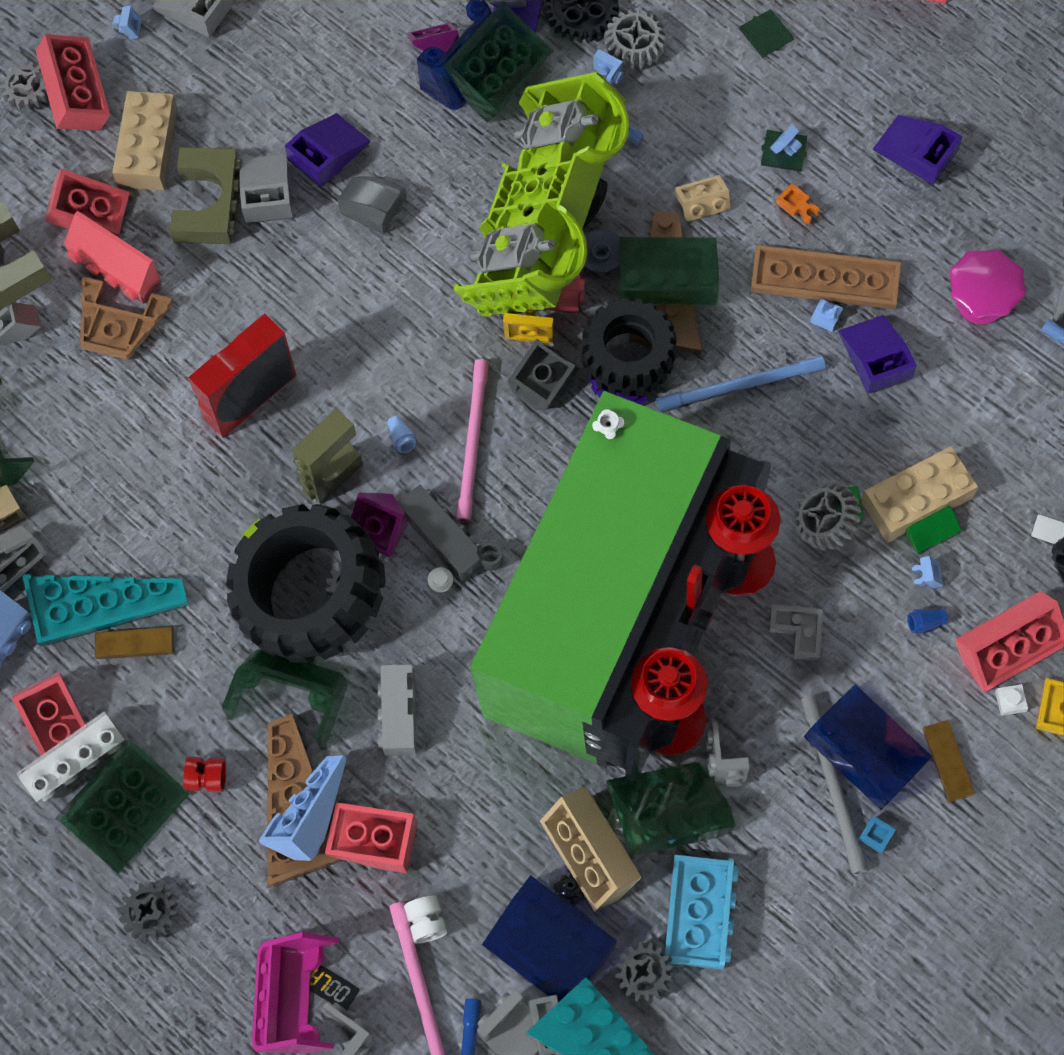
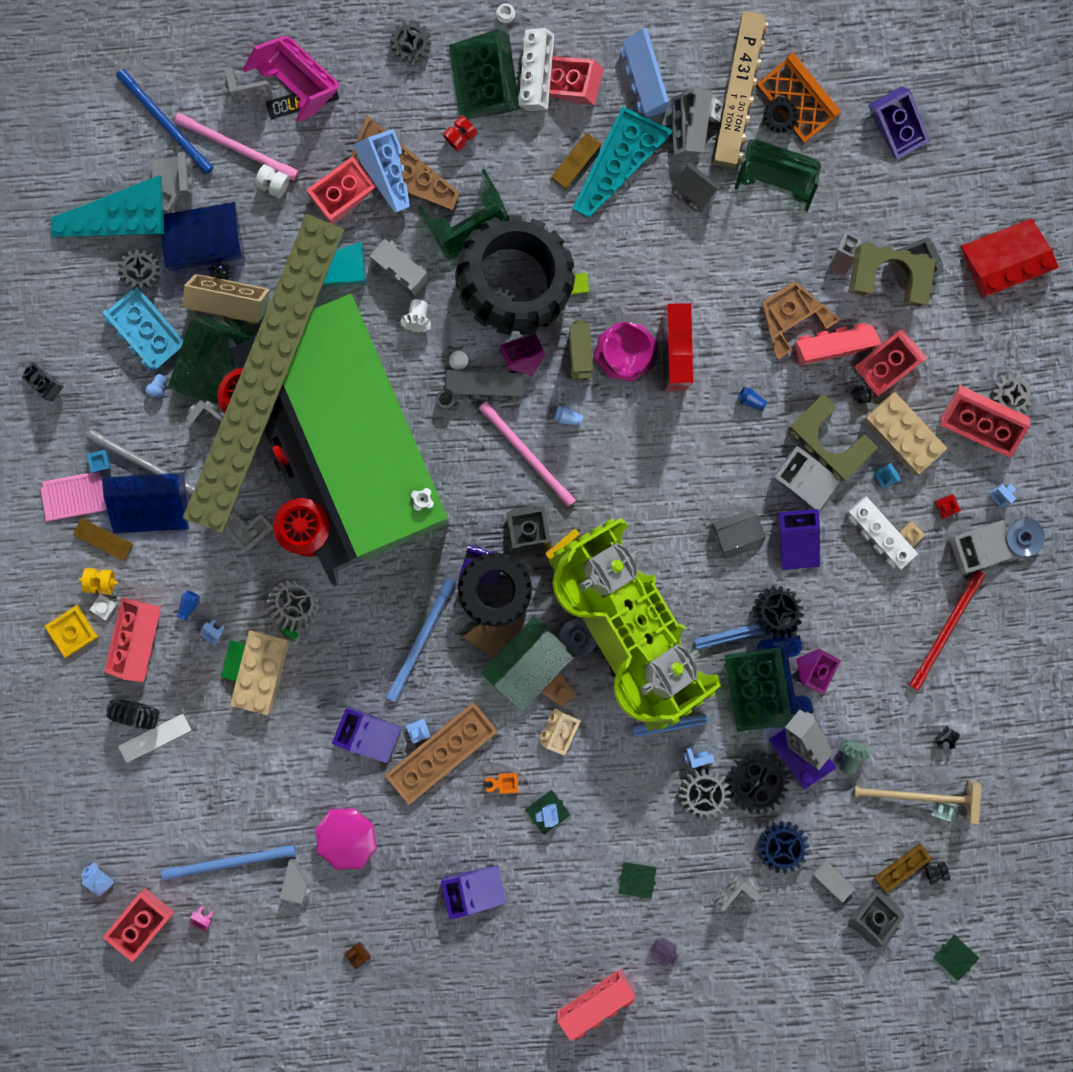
camera: 130 degrees right, 20 degrees up
(34, 844) = (505, 13): none -> white plate
(65, 503) = (695, 188): none -> dark grey slope
(139, 203) = (862, 394): none -> black plant
(180, 59) = (947, 506): none -> red tile
(199, 124) = (887, 476): none -> dark azure plate
(232, 294) = (750, 398): none -> blue cone
(235, 67) = (912, 533): none -> tan tile
(257, 87) = (881, 533): none -> white brick
(278, 428) = (626, 351): none -> dark pink piece
(402, 120) = (793, 612): none -> black gear
(433, 652) = (416, 318): none -> white gear
(458, 775) = (347, 267): none -> teal slope
(471, 133) = (728, 636): none -> medium blue axle
(628, 670) = (263, 374): none -> olive plate
(746, 846) = (156, 387): none -> light blue piece
(856, 963) = (42, 382): none -> black slope
(936, 830) = (72, 496): none -> bright pink window
(992, 722) = (95, 581): none -> yellow wheel

